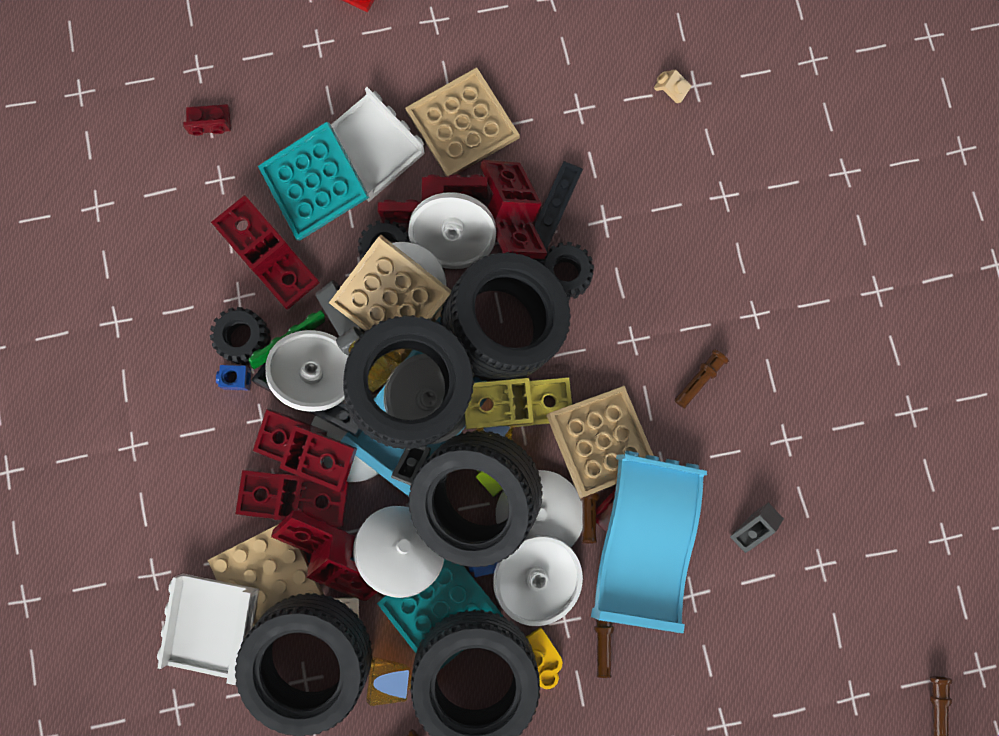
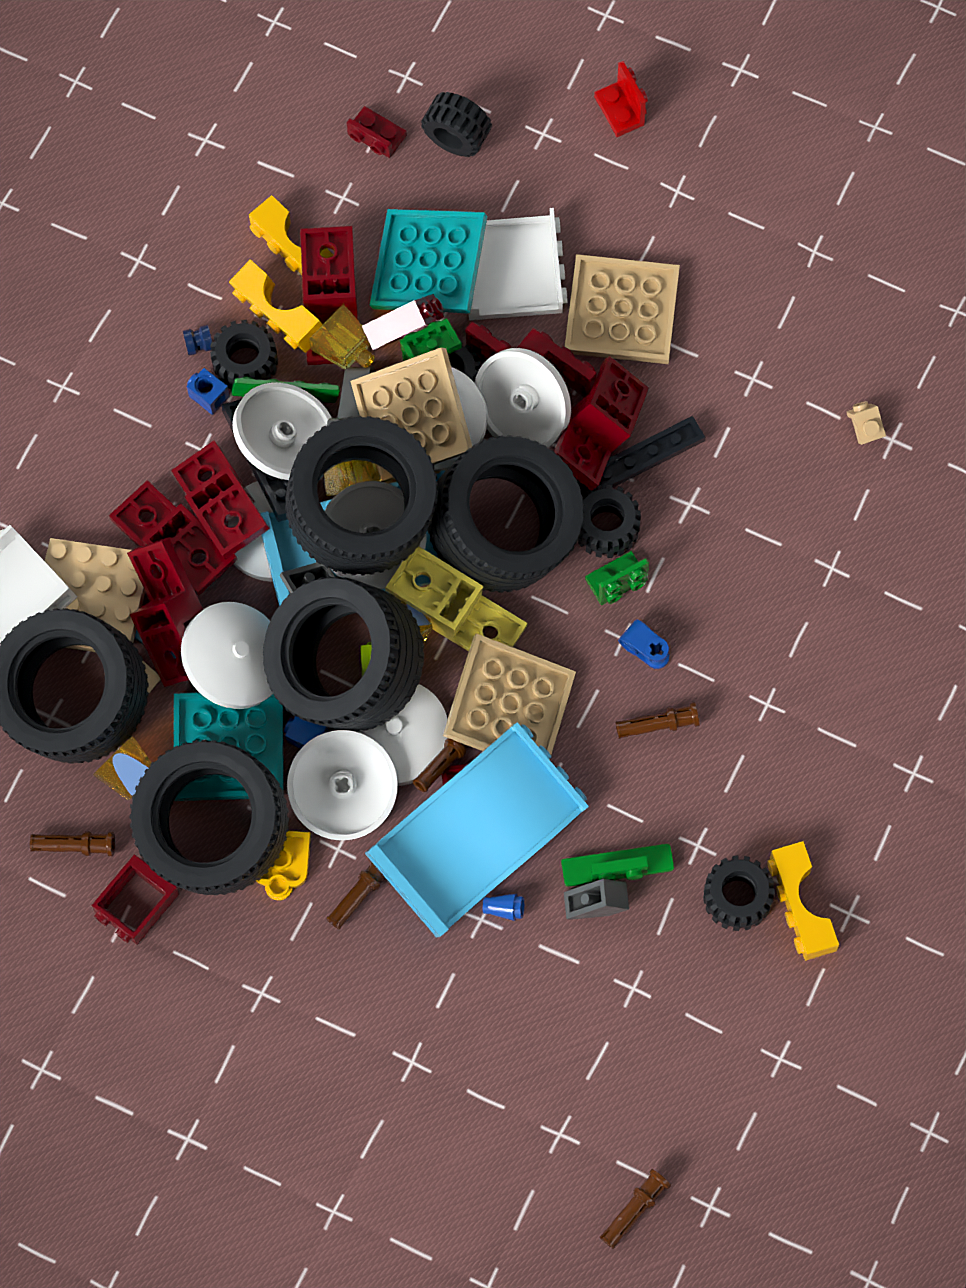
camera: 40 degrees right, 10 degrees down
(186, 231) = (272, 223): none -> yellow arch
(200, 347) = (197, 340): none -> dark blue wheel
(258, 75) = (456, 124): none -> black tyre
(259, 288) = (256, 287): none -> yellow arch
(299, 277) = (342, 340): none -> clear yellow torso
(331, 235) = (403, 321): none -> window
(362, 235) = (435, 336): none -> green bracket
(599, 303) = (618, 577): none -> green bracket
(649, 333) = (642, 642): none -> blue piece
(703, 577) = (505, 906): none -> blue cone
(751, 494) = (617, 865): none -> green bracket
(858, 447) = (743, 871): none -> black tyre
(860, 412) = (813, 933): none -> yellow arch

